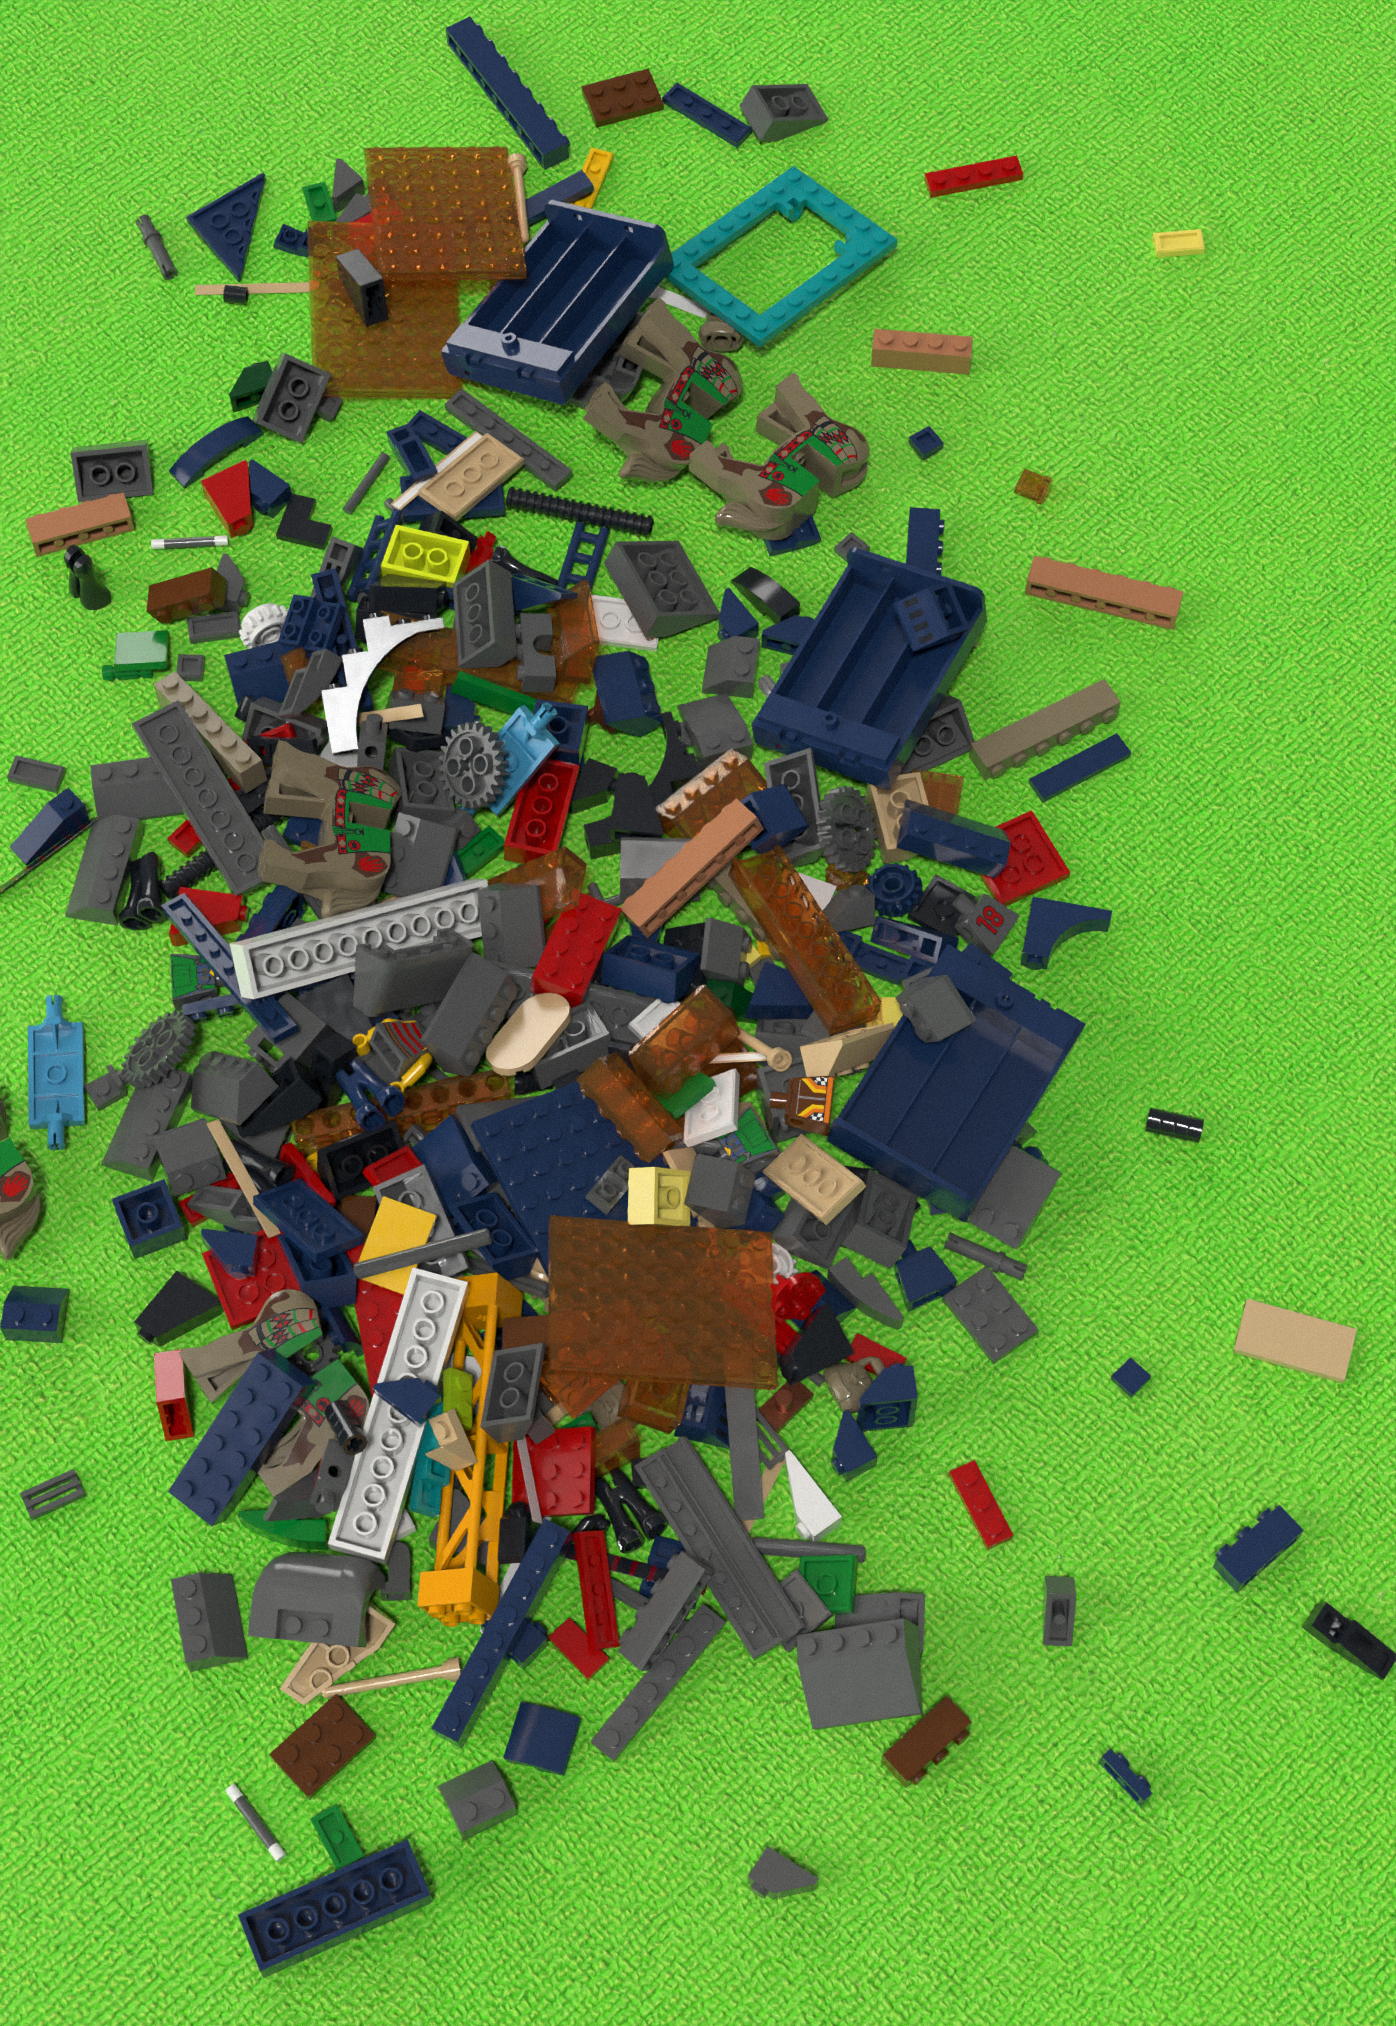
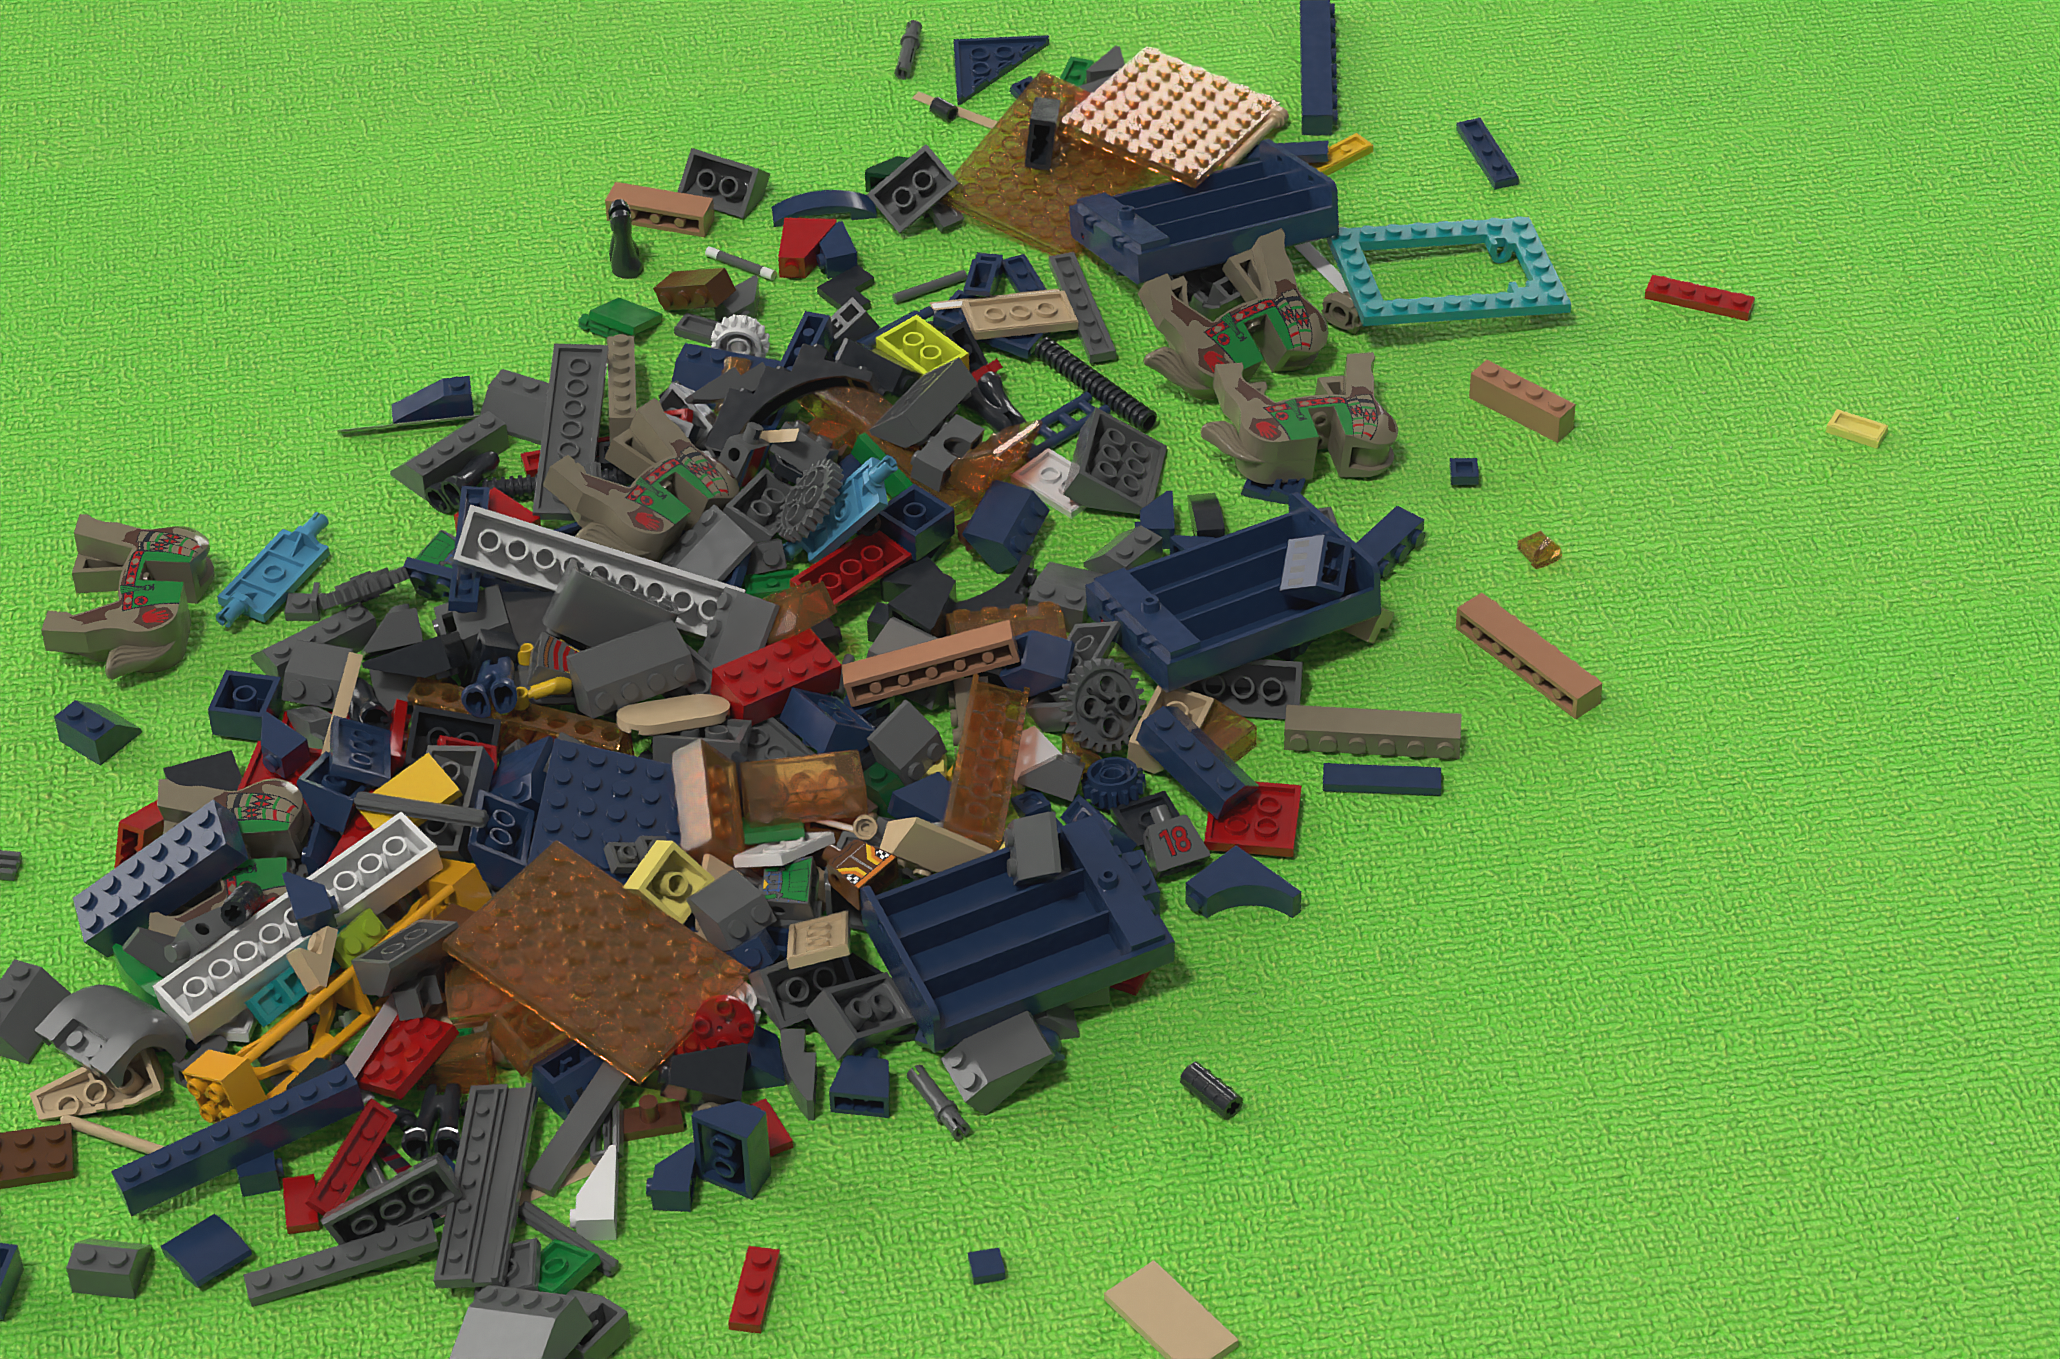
camera: 35 degrees right, 20 degrees down
(36, 774) = (460, 363): dark grey tile -> none
(191, 667) = (657, 349): dark grey tile -> none
(311, 624) = (772, 345): dark blue slope -> none
(536, 594) = (986, 412): dark blue slope -> none
(622, 98) = (1420, 110): reddish brown plate -> none
(781, 110) = (1558, 174): dark grey slope -> none
(990, 1315) = (901, 1150): dark grey plate -> none

